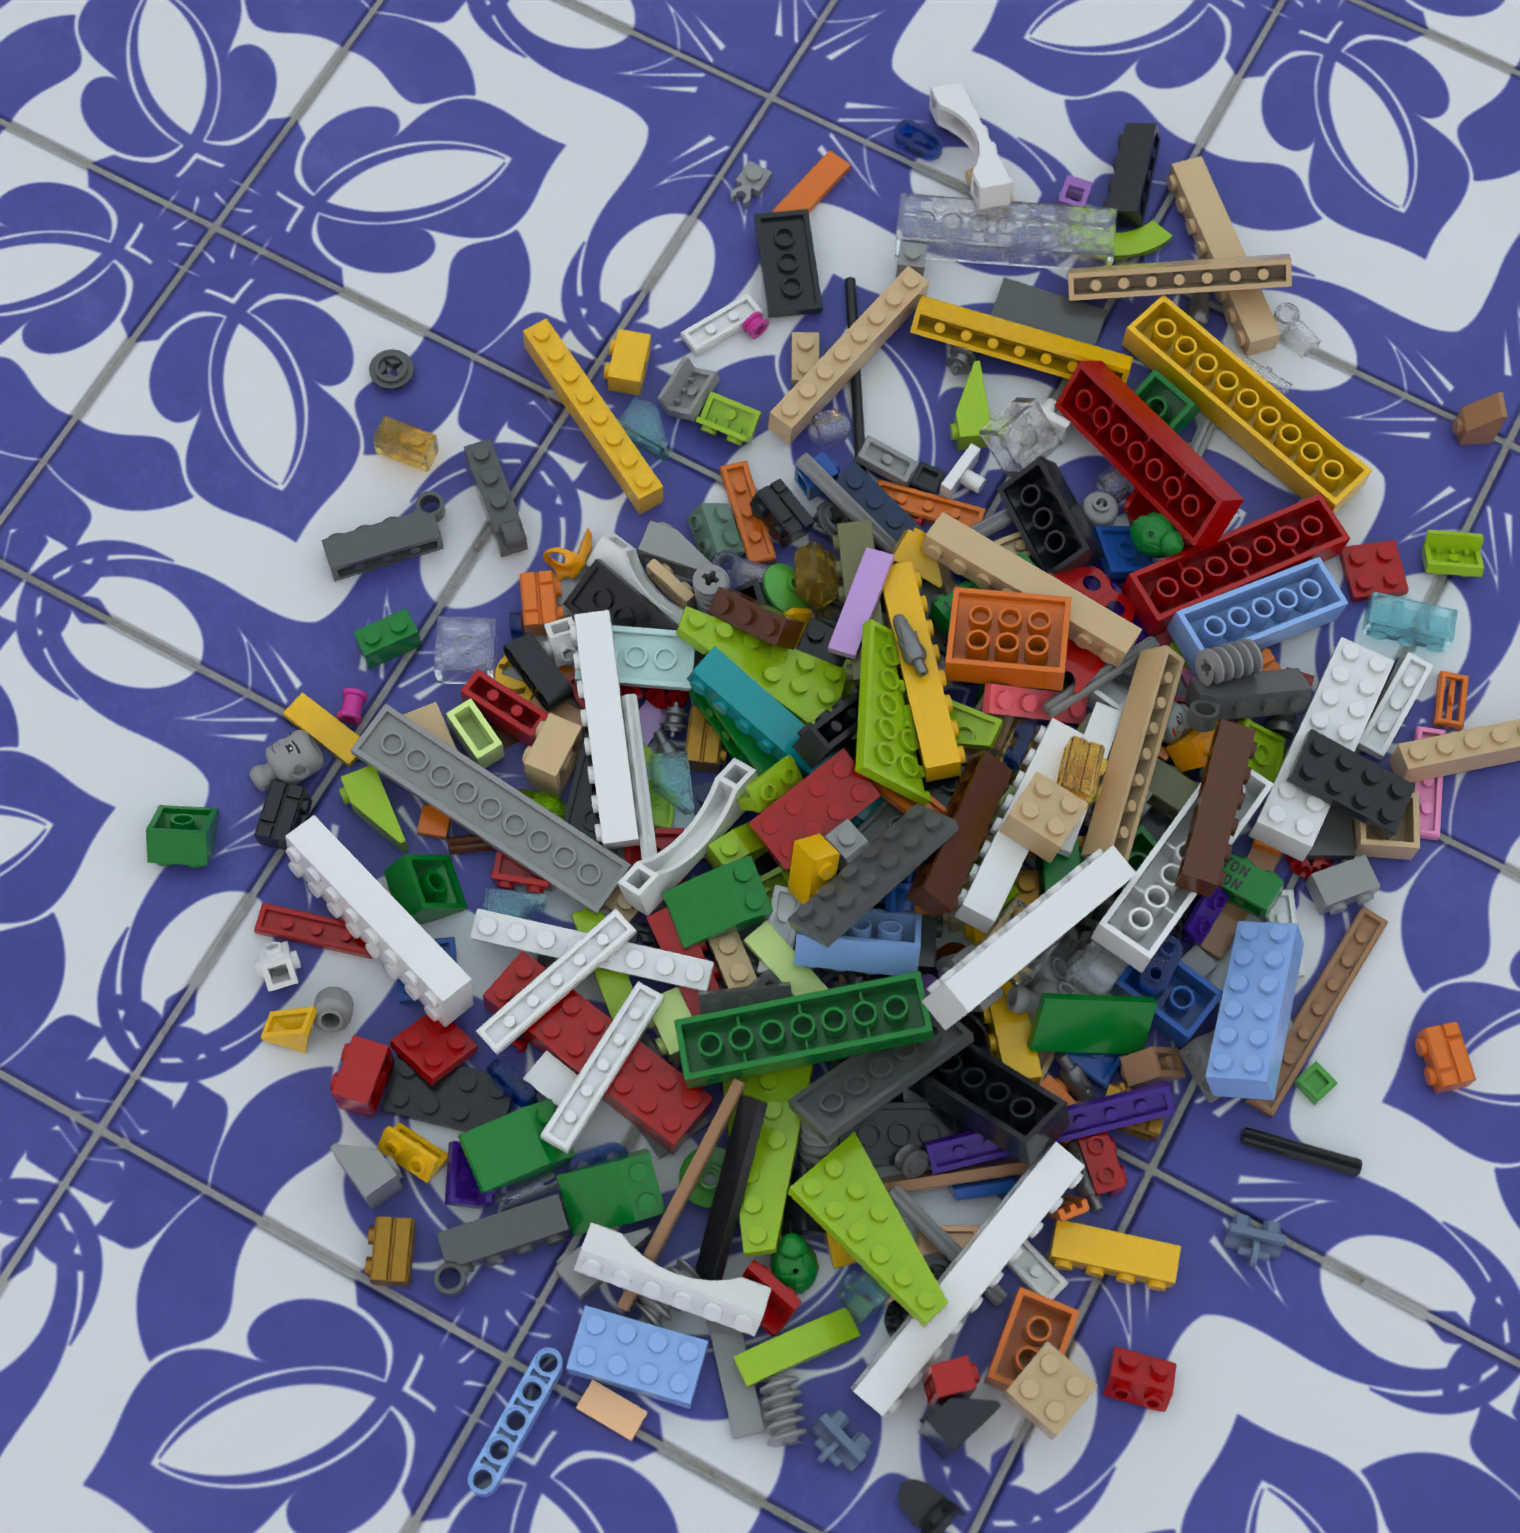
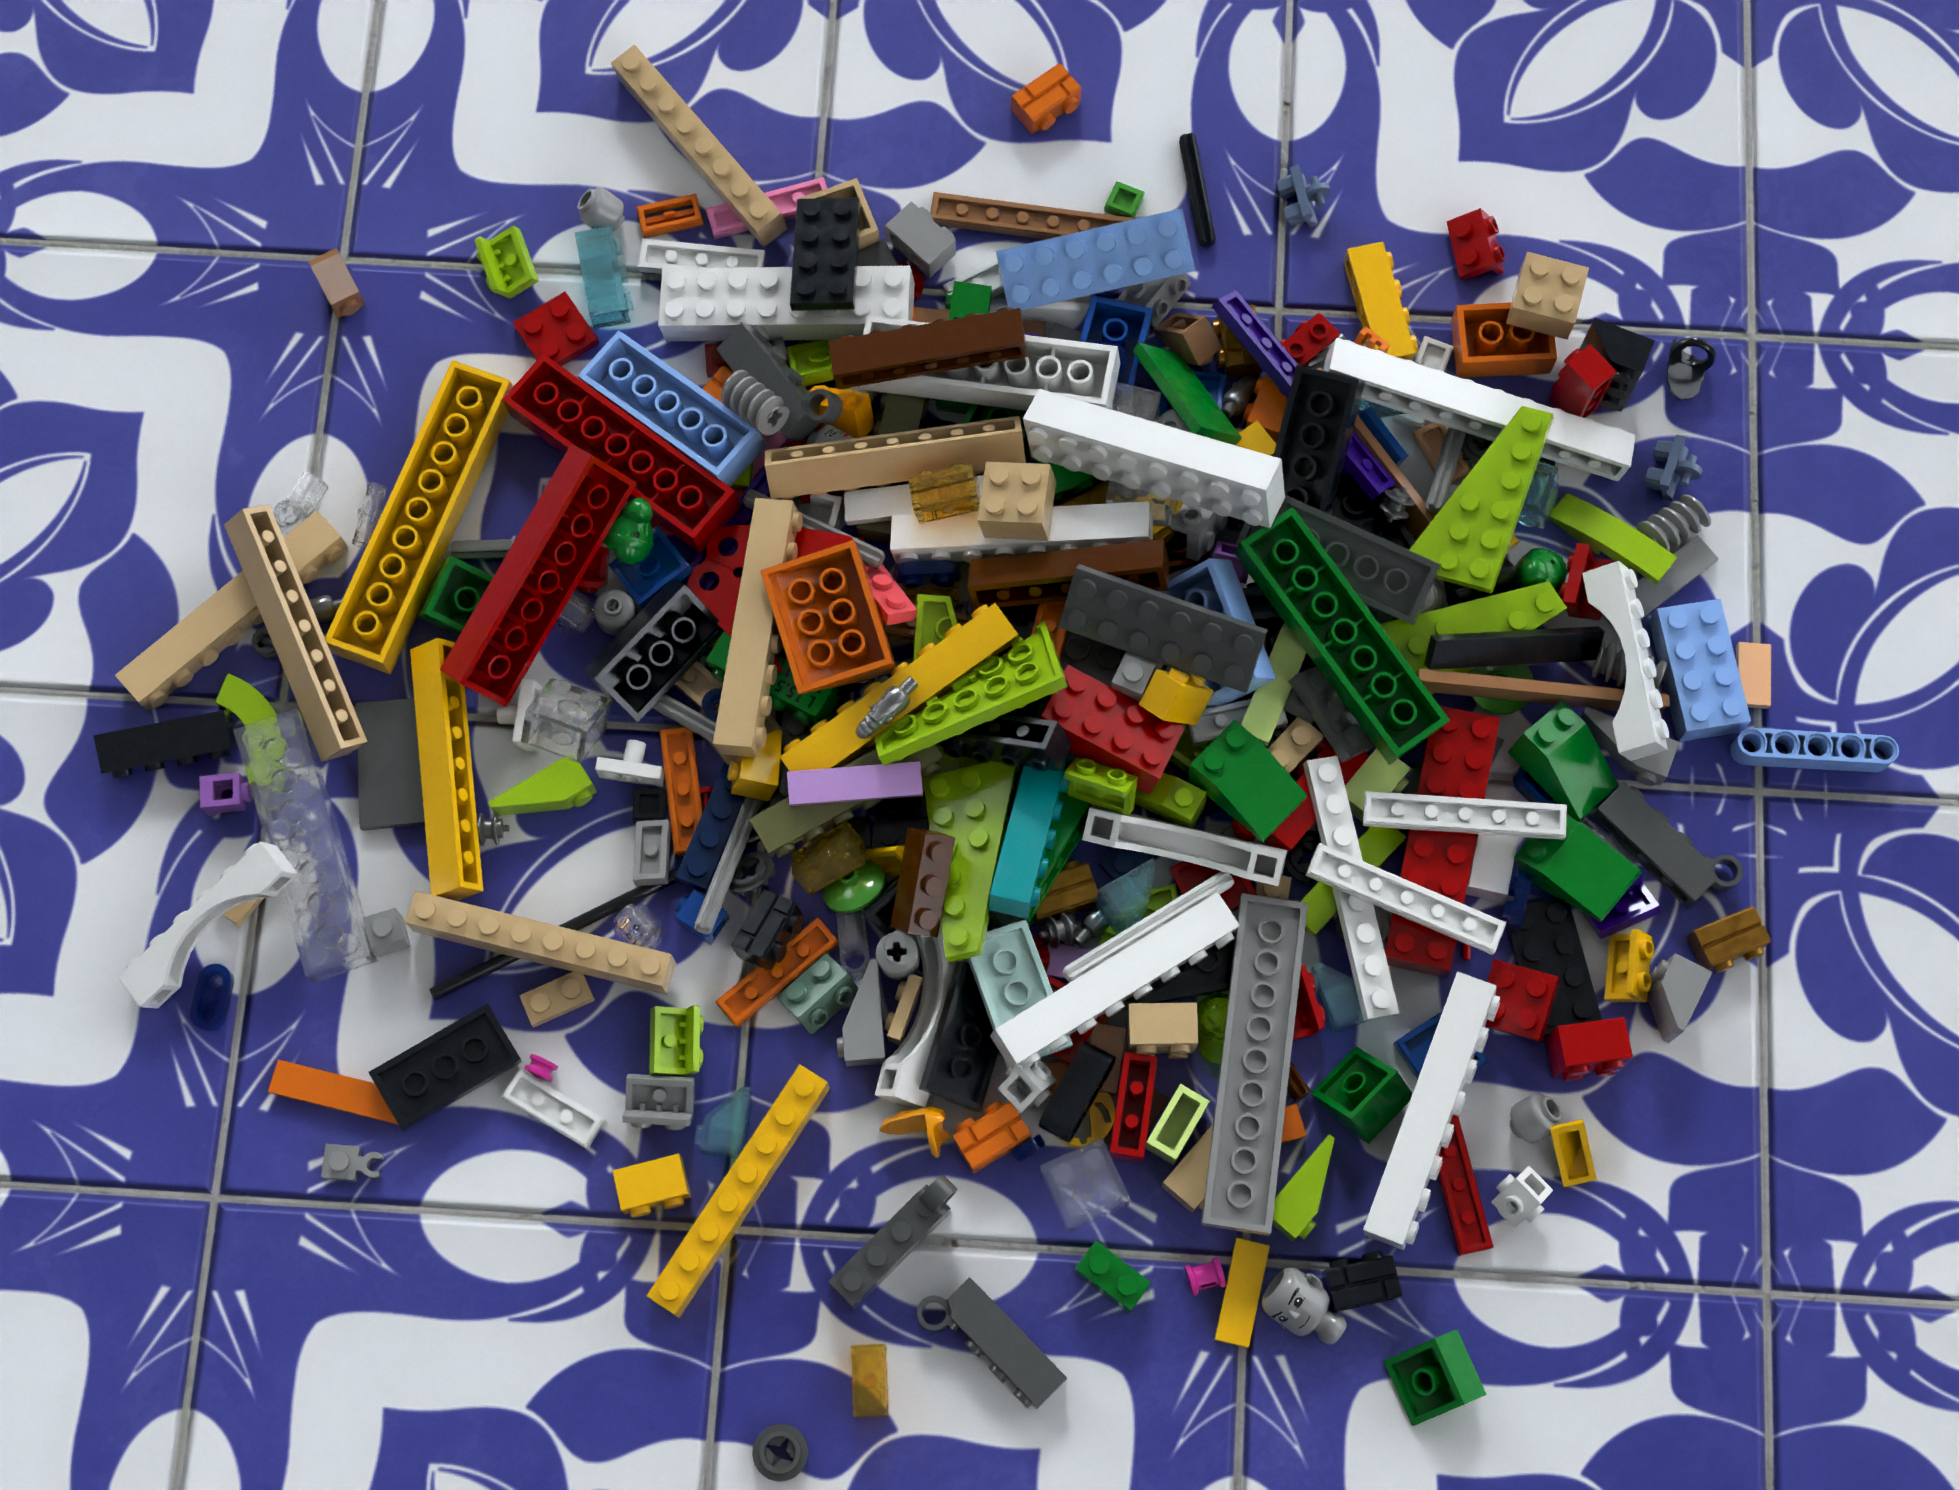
camera: 110 degrees left, 5 degrees up
(1473, 642) = (601, 209): none -> light grey head

